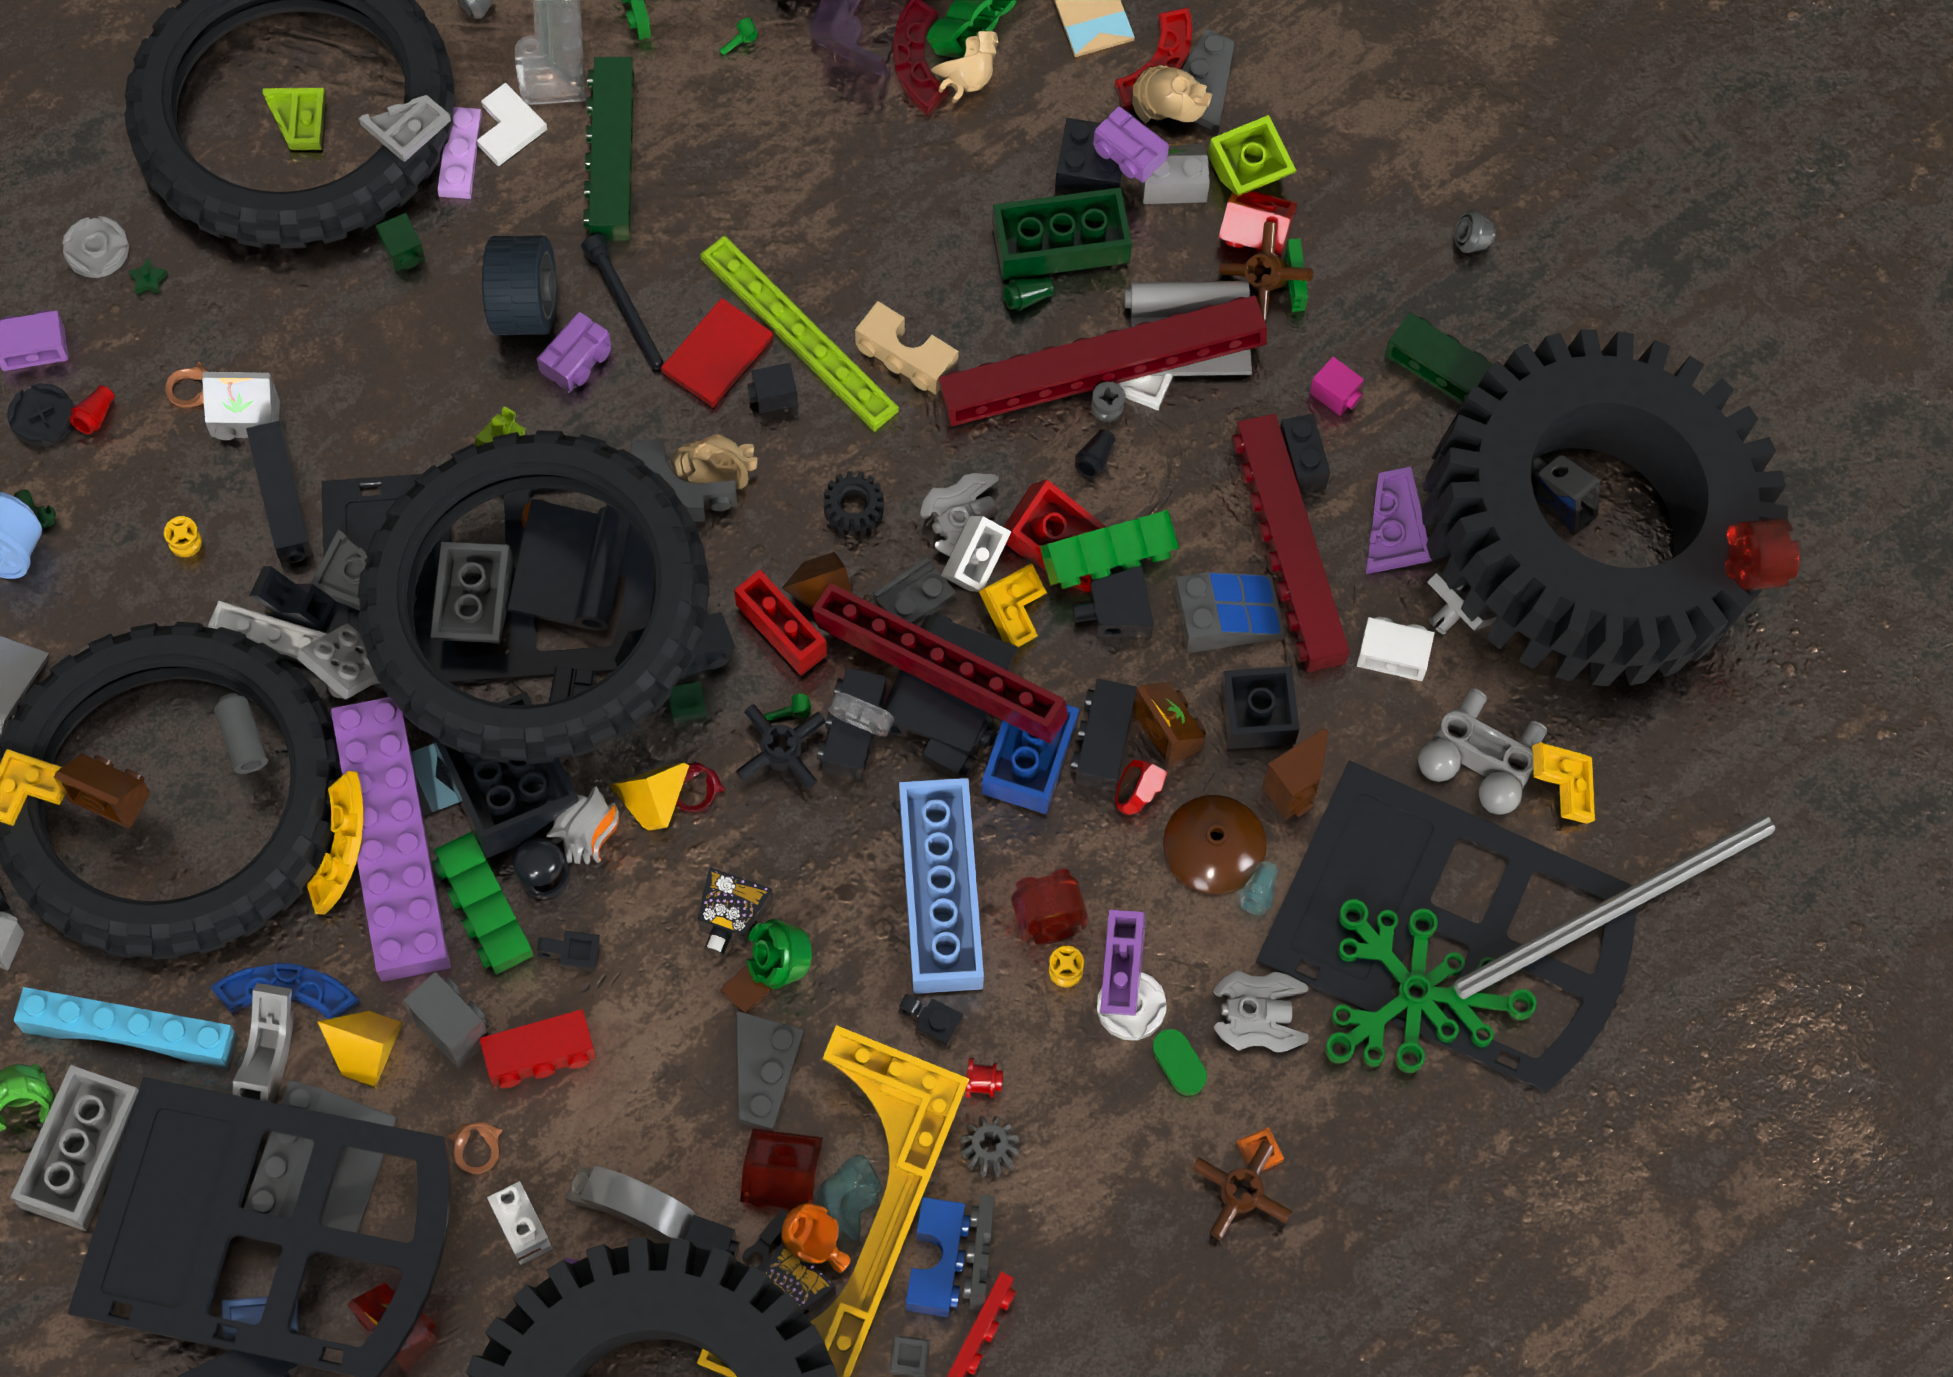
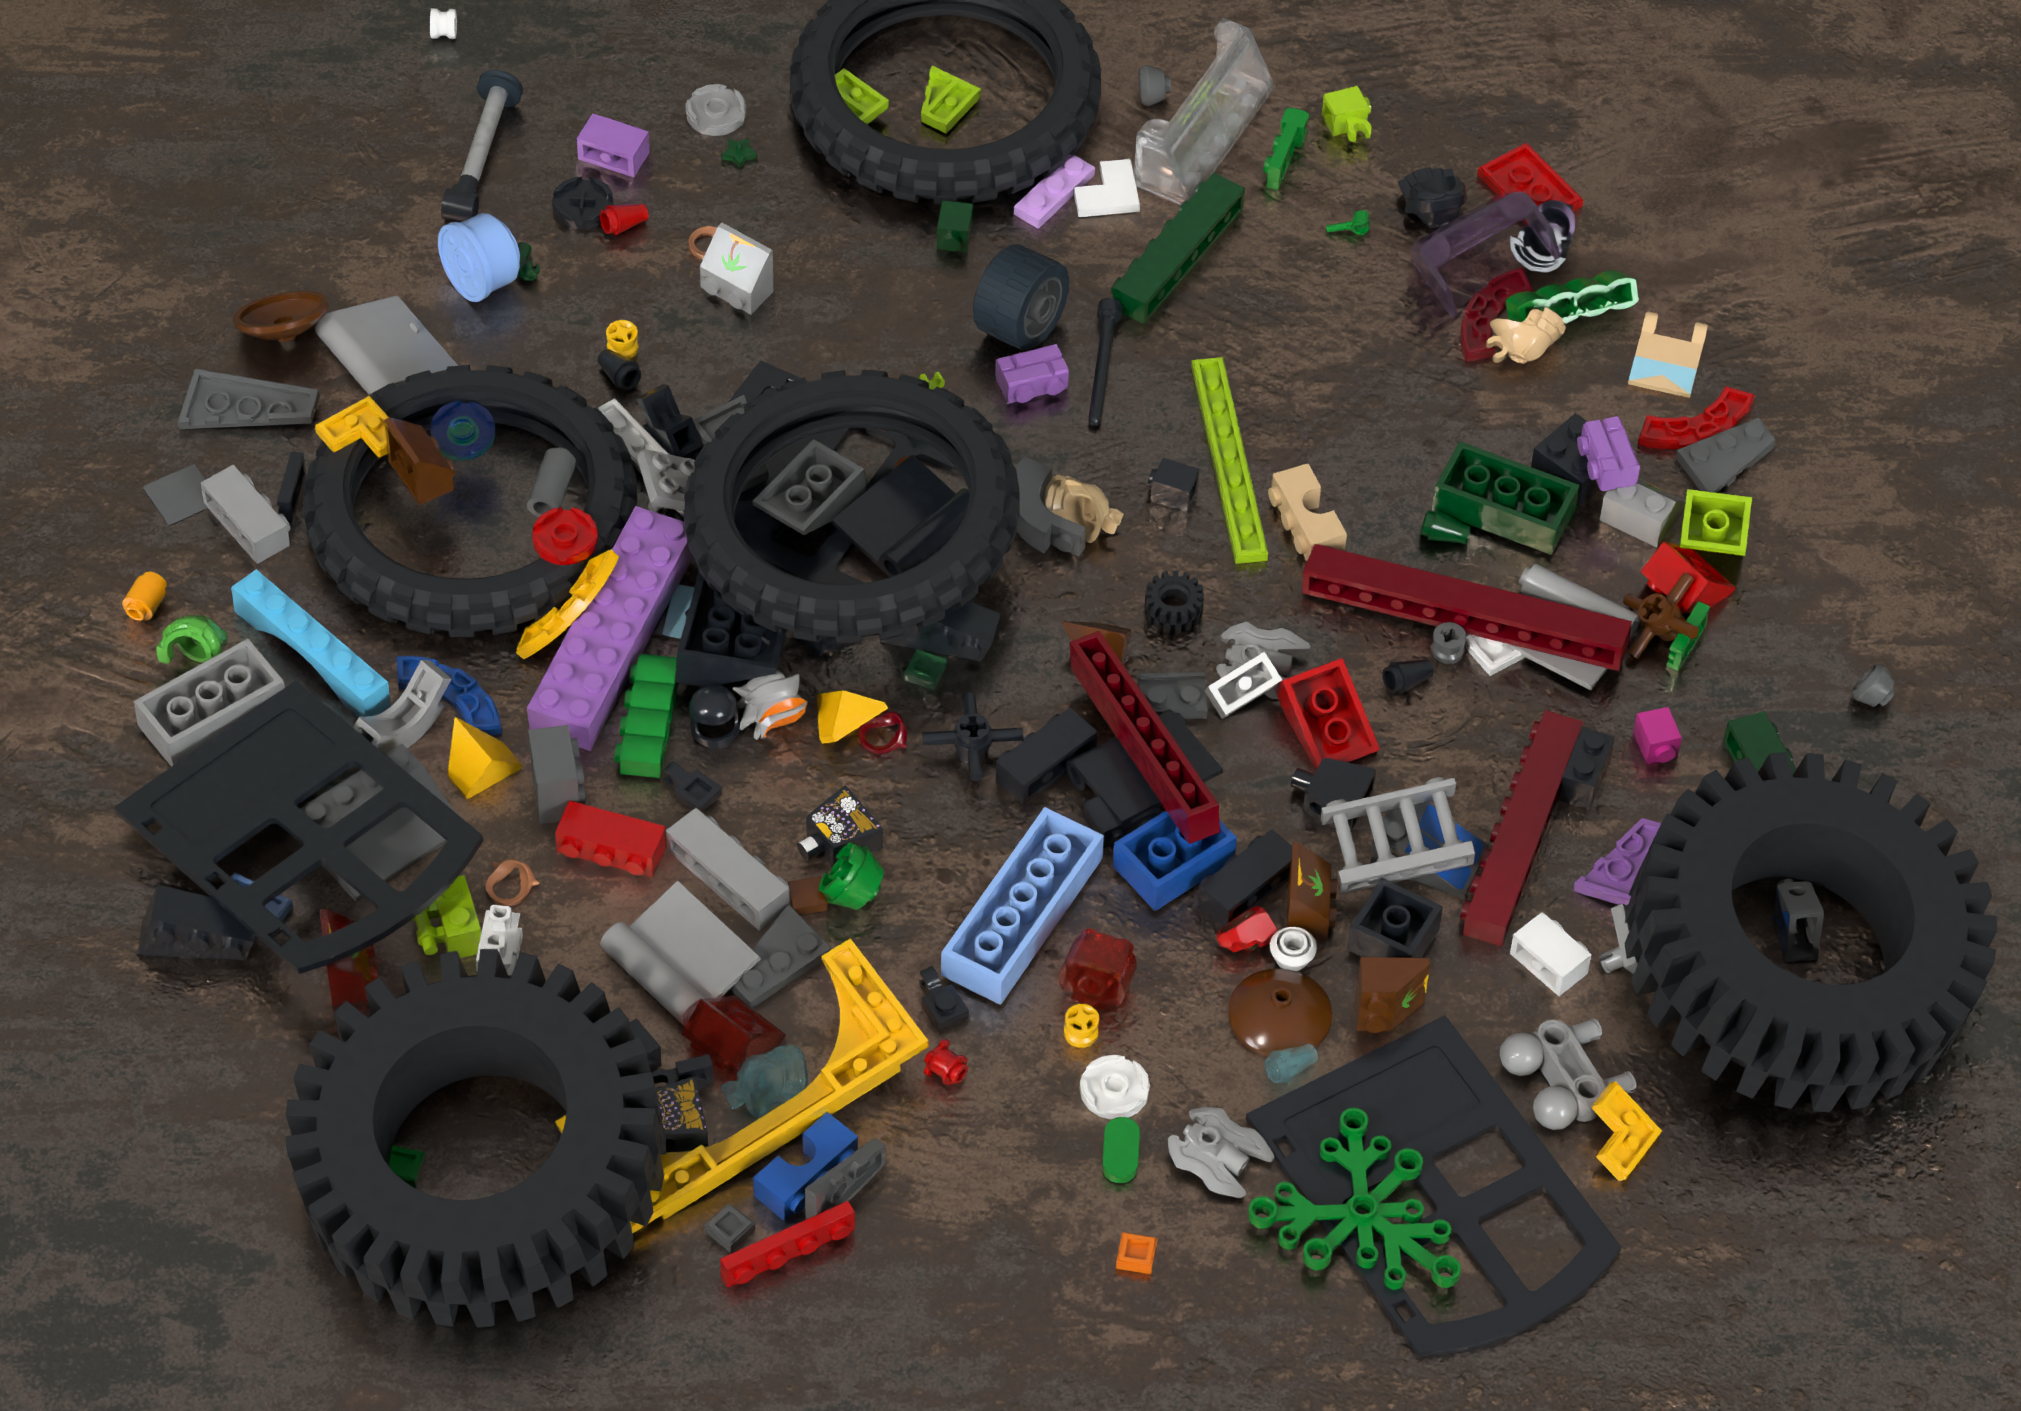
camera: 35 degrees right, 15 degrees down
(117, 728) = (463, 430): none -> clear blue tile
(203, 568) = (620, 369): none -> black cone
(225, 161) = (860, 97): none -> lime wing
(280, 492) = (720, 344): black slope -> none
(291, 781) = (564, 536): none -> red tile
(407, 125) = (1017, 135): light grey wing -> none
(467, 1225) = (456, 919): none -> lime brick
(631, 1201) = (593, 966): light grey arch -> none
(661, 1010) = (728, 868): none -> light grey brick
(680, 1122) = (679, 952): none -> light grey door
(717, 352) = (1148, 435): red tile -> none
(780, 622) = (1043, 649): red brick -> none
(800, 708) = (1013, 720): green hand -> none
(813, 1236) = (716, 1083): orange hair -> none
(861, 714) = (1052, 741): clear beam -> none
(992, 1132) = (913, 1114): dark grey gear -> none
(1006, 604) = (1242, 735): yellow tile -> none
(1109, 547) = (1359, 742): green brick -> none
(1123, 962) = (1130, 1040): medium lavender slope -> none
(1169, 93) = (1684, 446): tan helmet -> none
(1189, 779) = (1293, 948): none -> white cone
(1242, 631) = (1420, 860): none -> light grey fence
(1250, 1179) = (1087, 1259): reddish brown bar -> none
(1613, 907) = (1589, 1247): light grey axle -> none
(1762, 554) = (1904, 1016): clear red brick -> none

